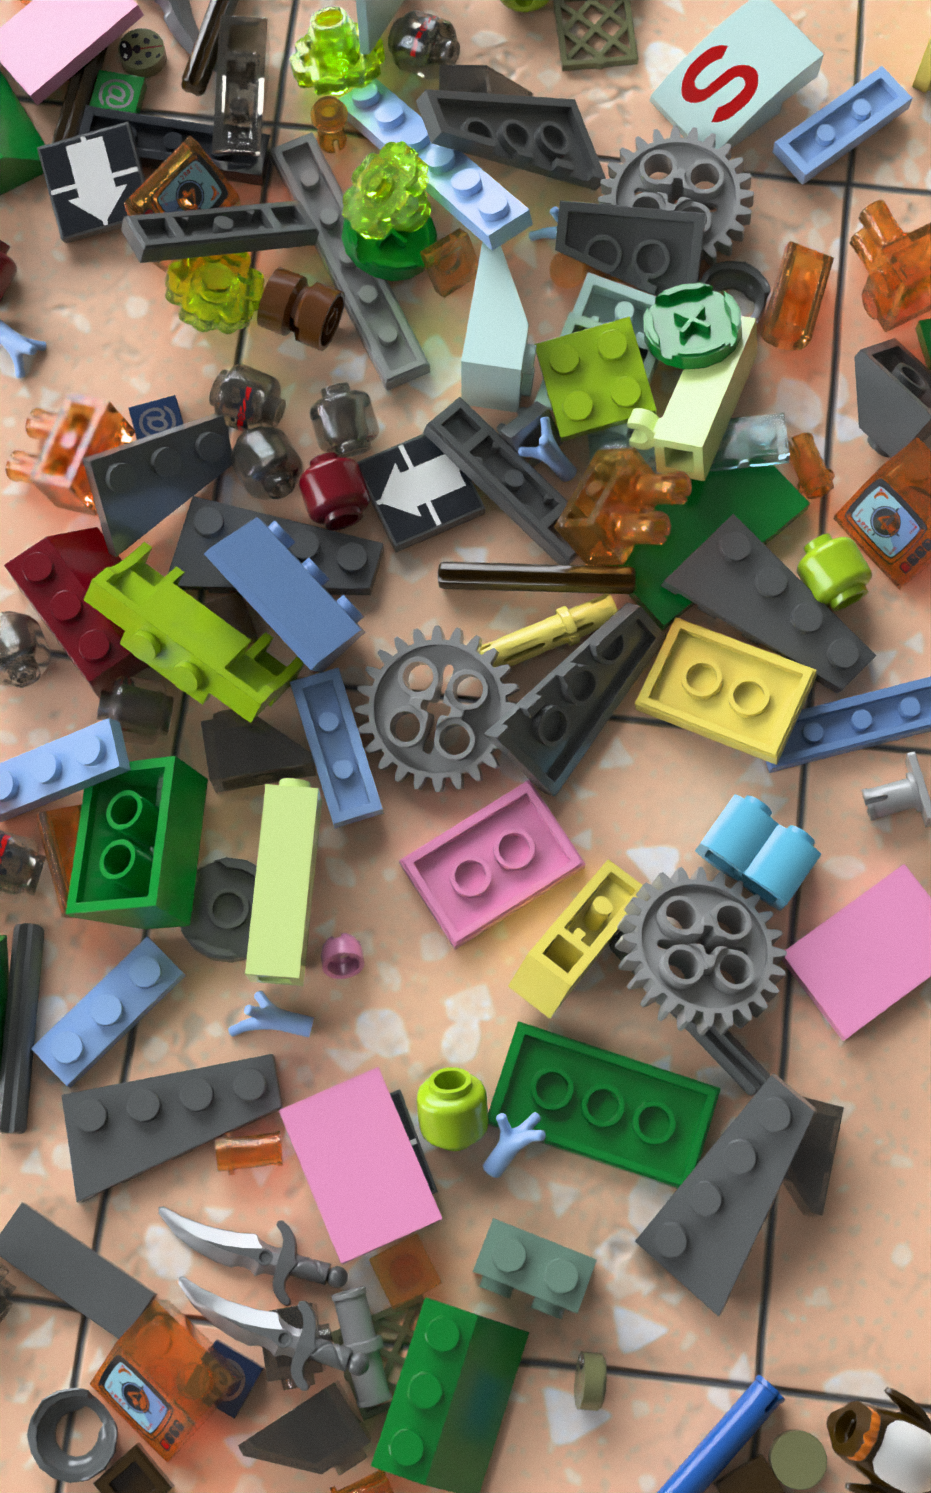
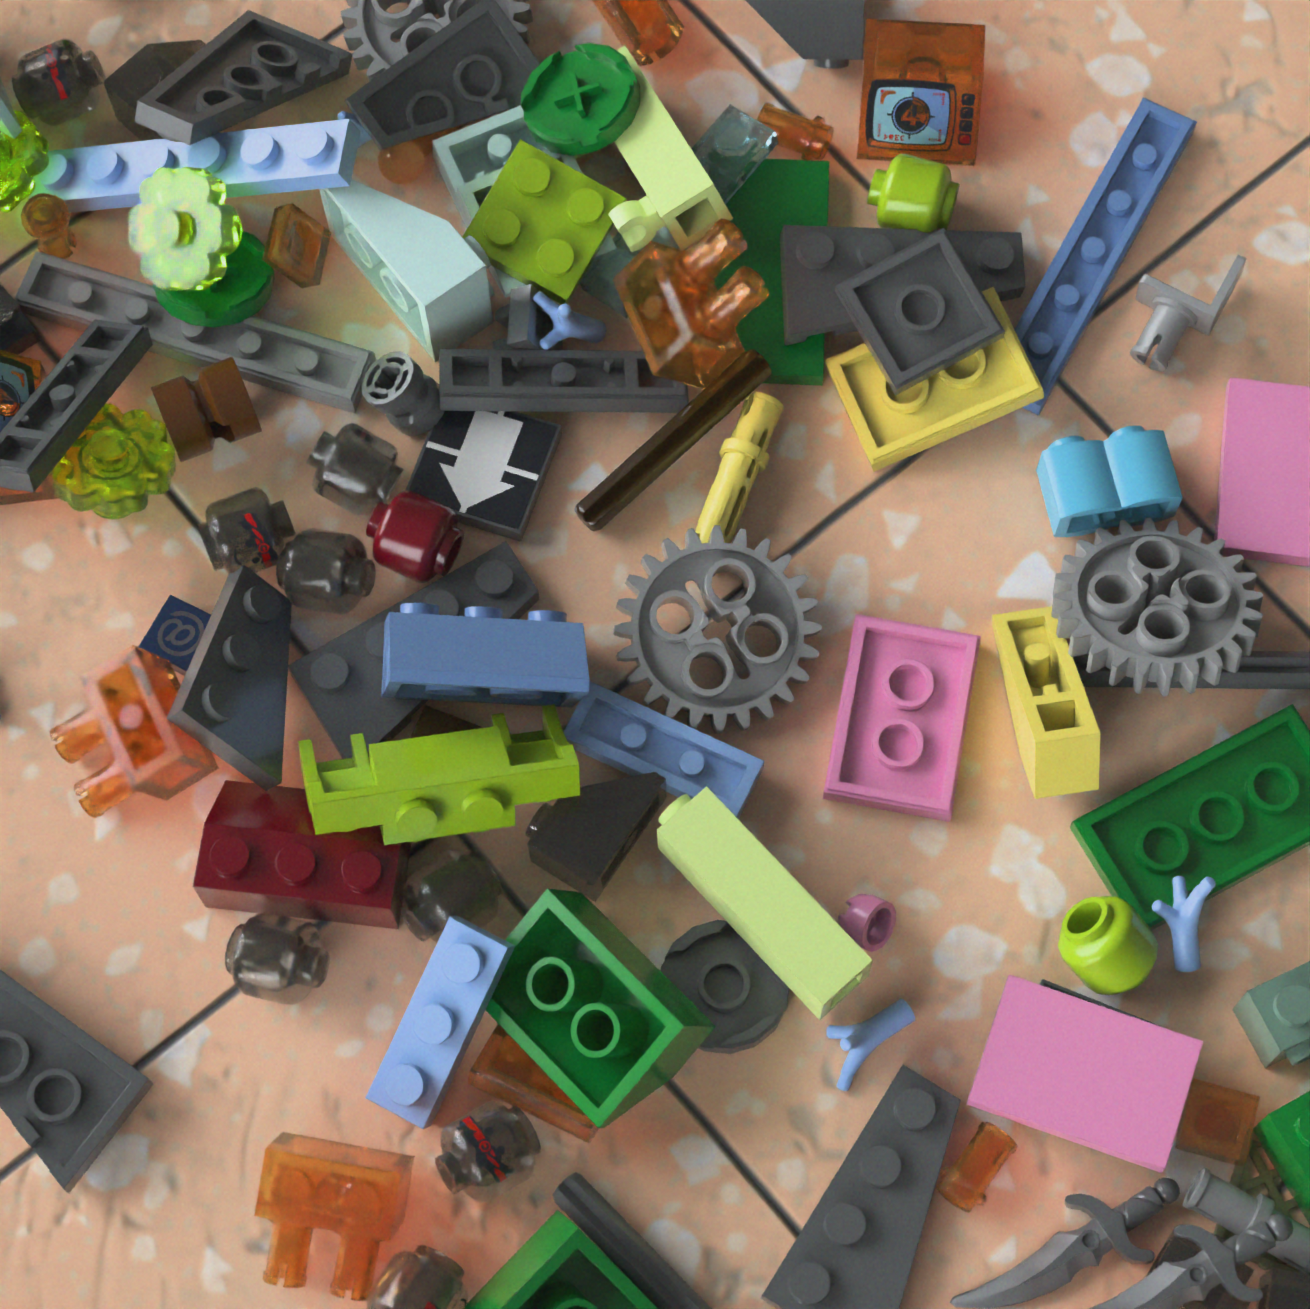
camera: 45 degrees left, 5 degrees down
(108, 1012) = (719, 1184): light blue plate -> none
(414, 400) = (403, 393): none -> dark grey wheel
(571, 705) = (825, 515): dark grey wing -> none
(740, 277) = (566, 29): dark grey piece -> none
(754, 641) = (919, 311): none -> dark grey tile

